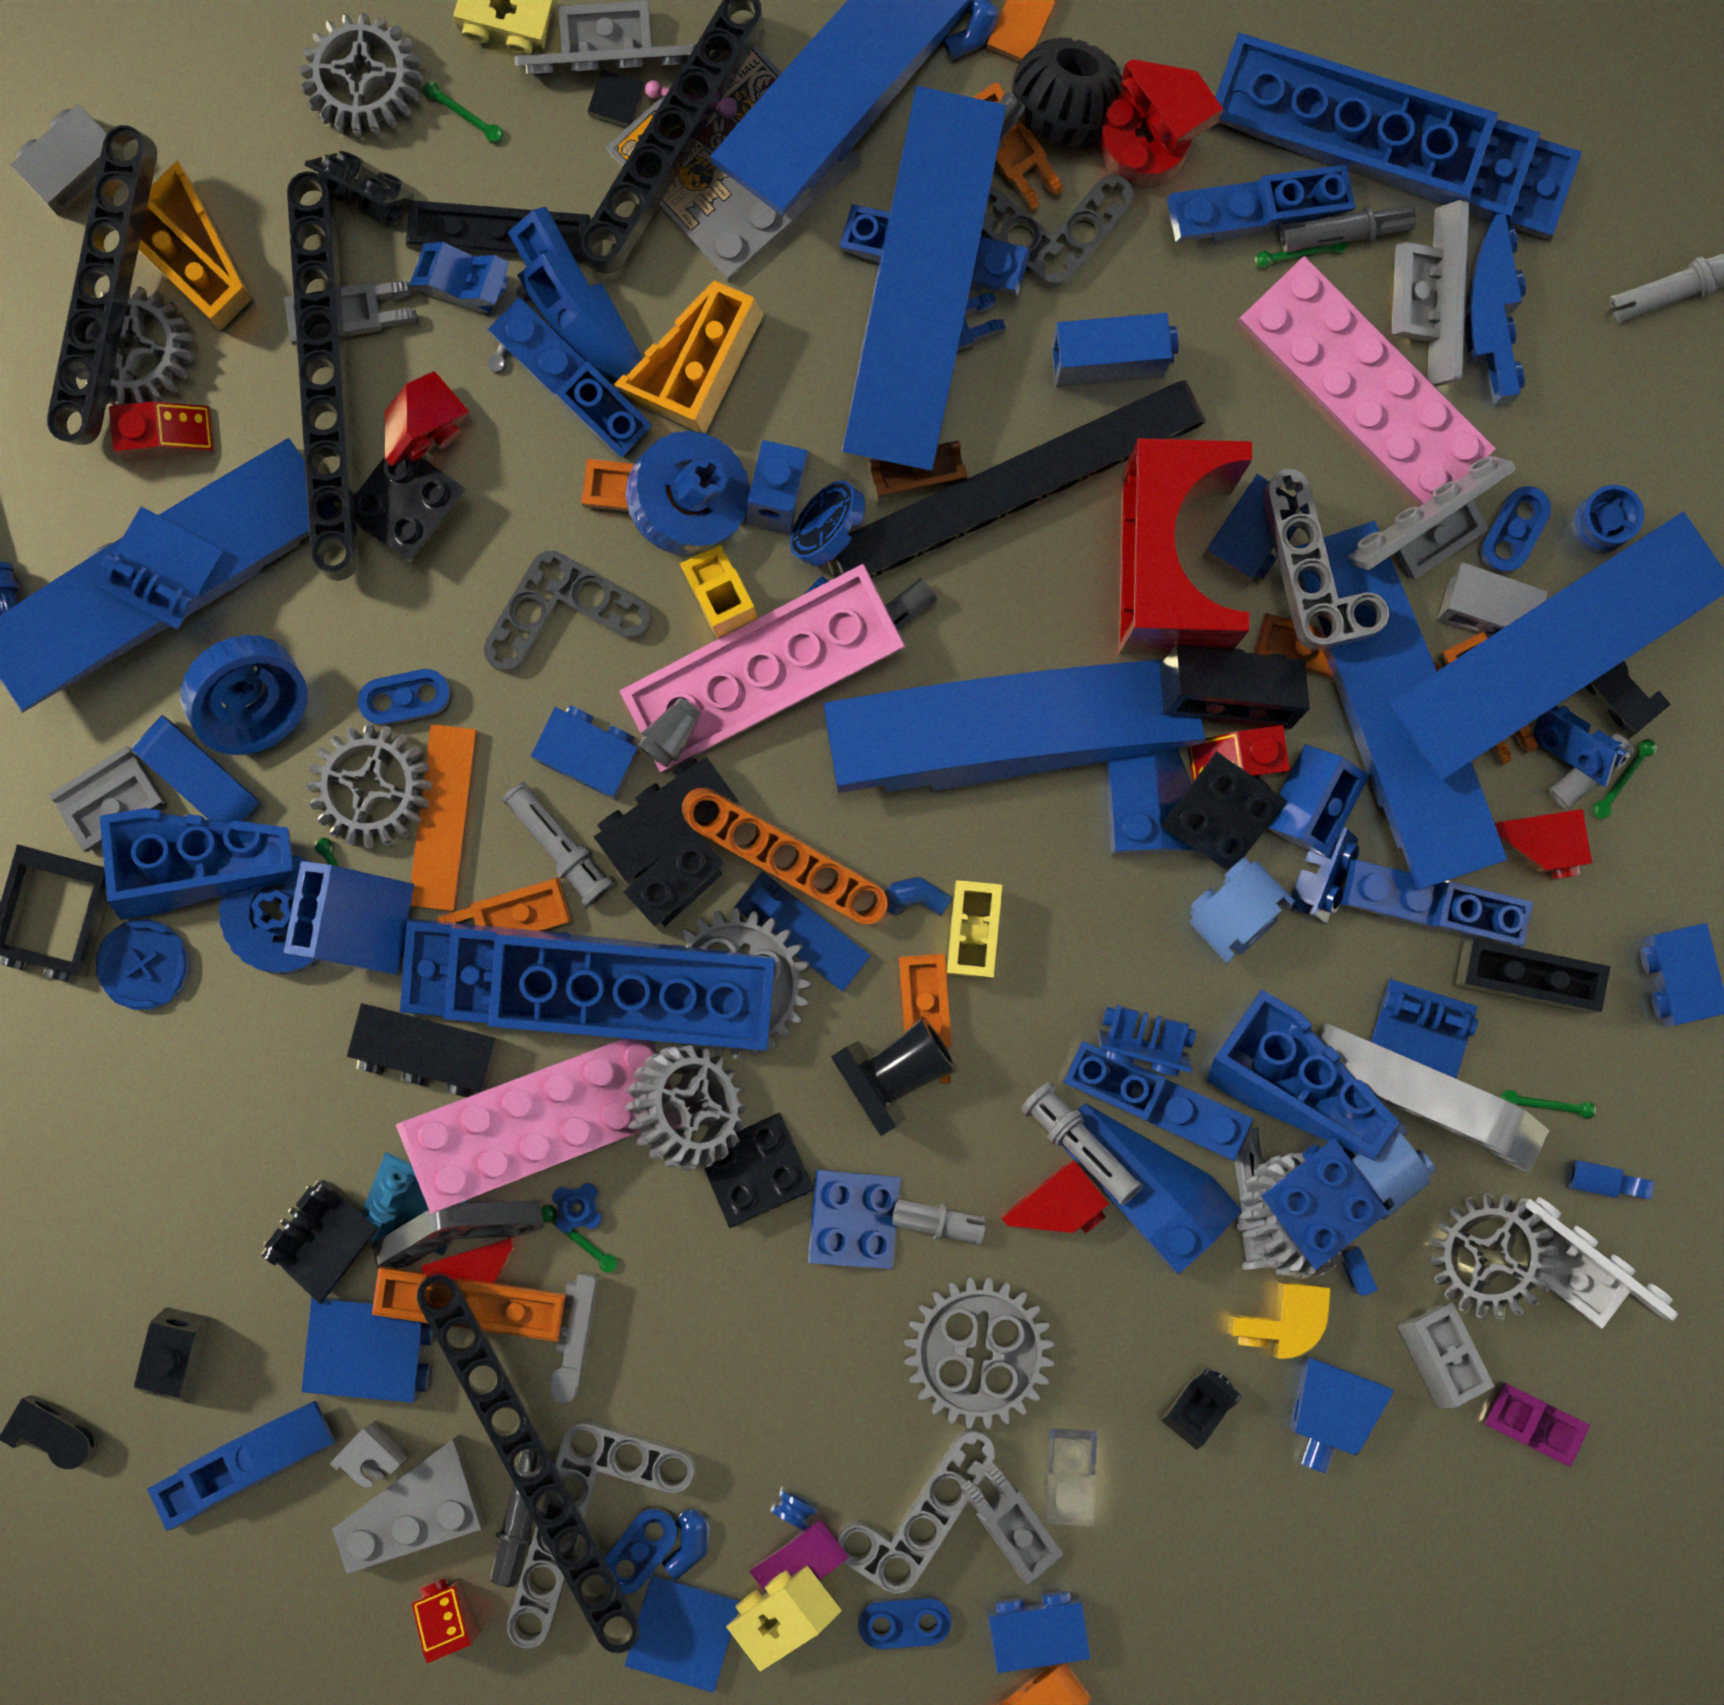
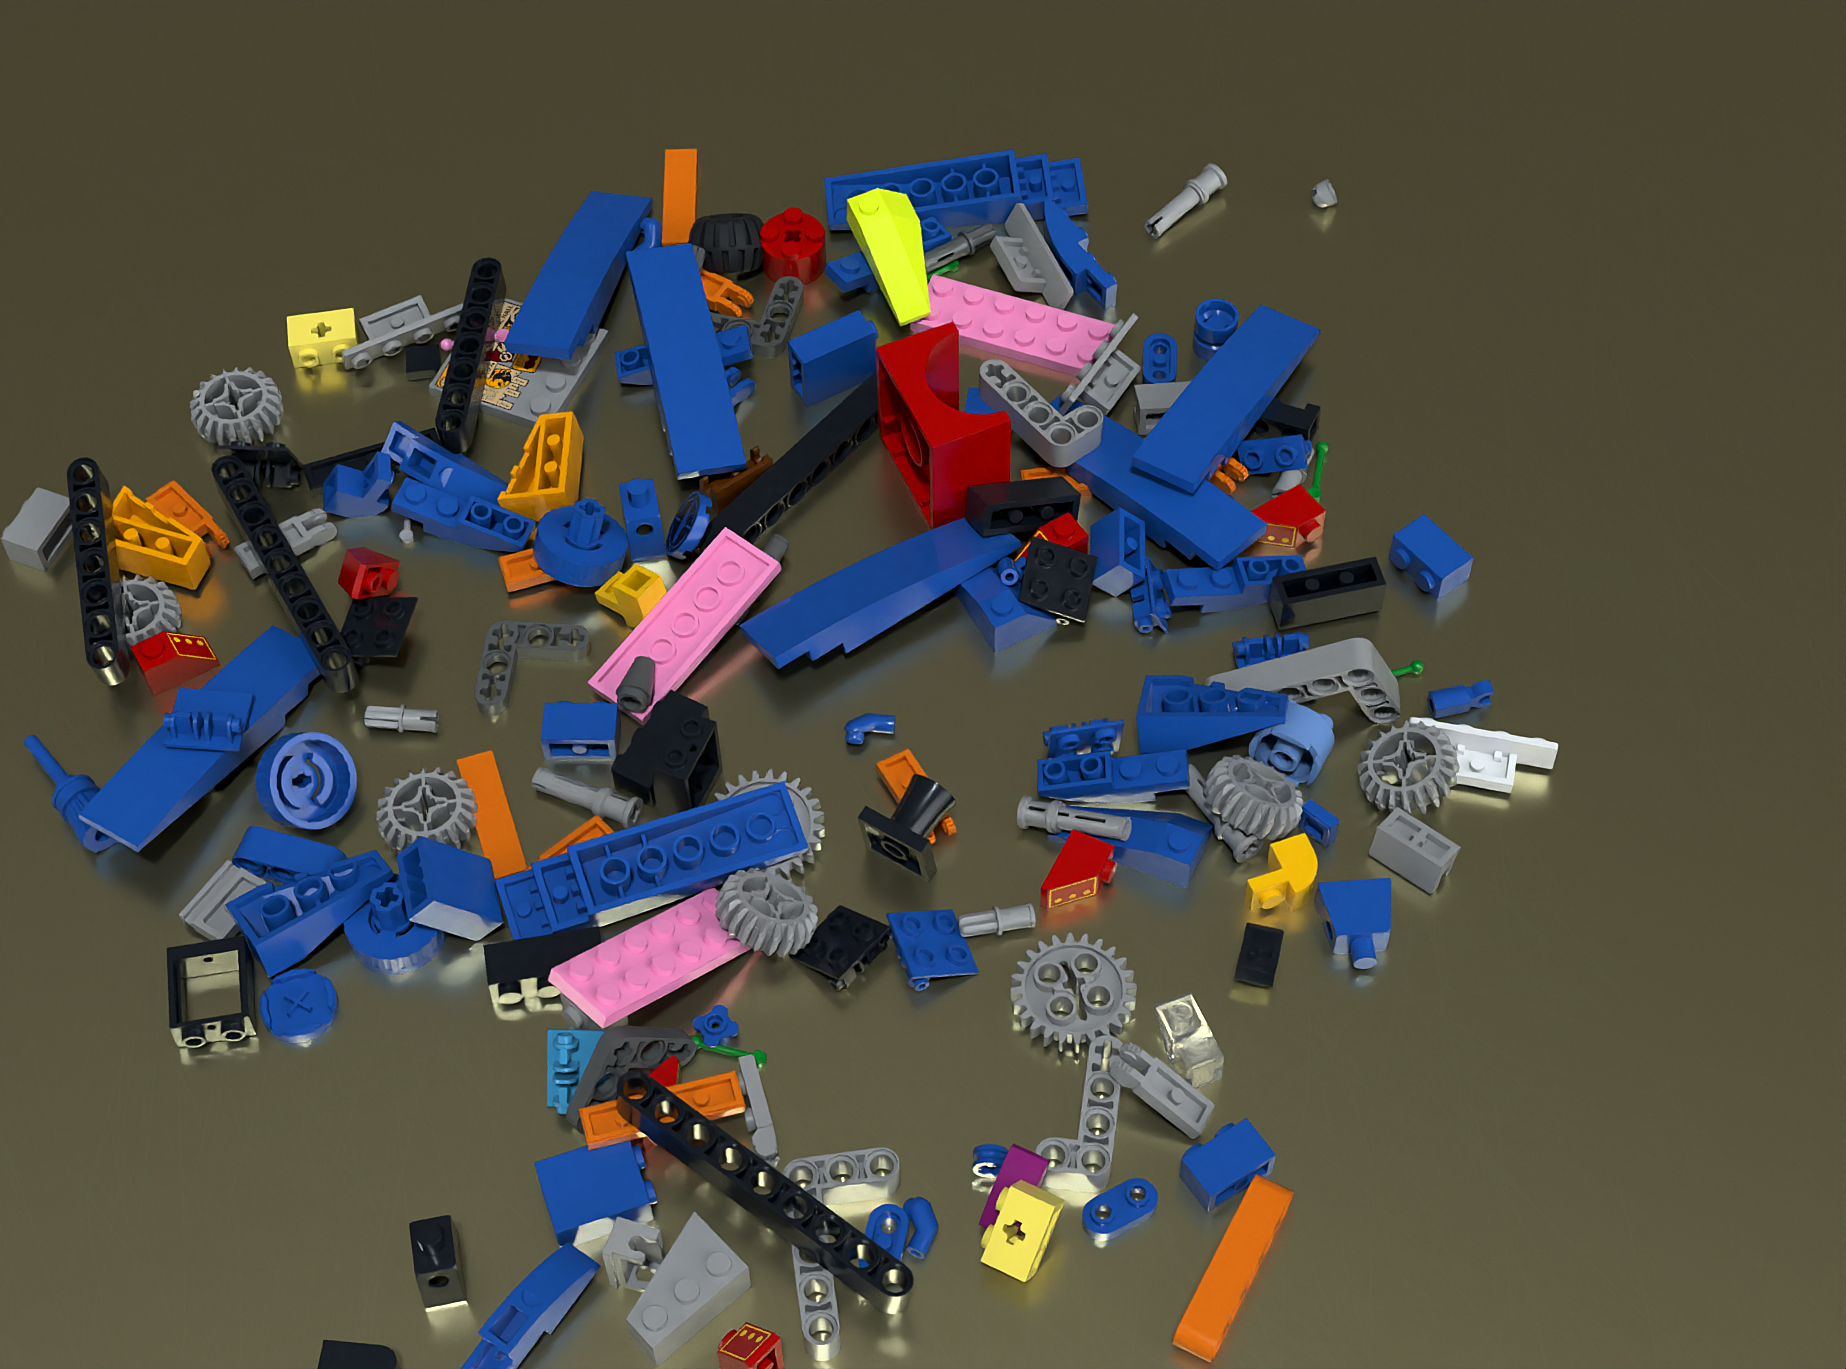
camera: 20 degrees left, 30 degrees down
(243, 217) = (178, 504): none -> orange hinge
(319, 1240) = (519, 1125): black hinge -> none
(390, 636) = (401, 718): none -> light grey axle
(405, 697) = (427, 749): blue plate -> none
(492, 132) = (345, 412): green hinge -> none
(514, 1531) = (777, 1277): dark grey axle -> none
(682, 1633) = (950, 1294): blue tile -> none
(802, 869) = (776, 720): orange beam -> none
(823, 945) = (829, 785): blue hinge -> none
(974, 929) = (921, 720): light yellow brick -> none
(1173, 99) = (799, 204): red slope -> none
(1175, 768) = (1010, 570): none -> blue arm
(1240, 909) = (1102, 632): medium blue brick -> none
(1264, 213) = (893, 248): none -> neon yellow wedge
(1324, 1203) = (1267, 766): blue hinge -> none
(1537, 1424) = (1508, 873): magenta slope -> none

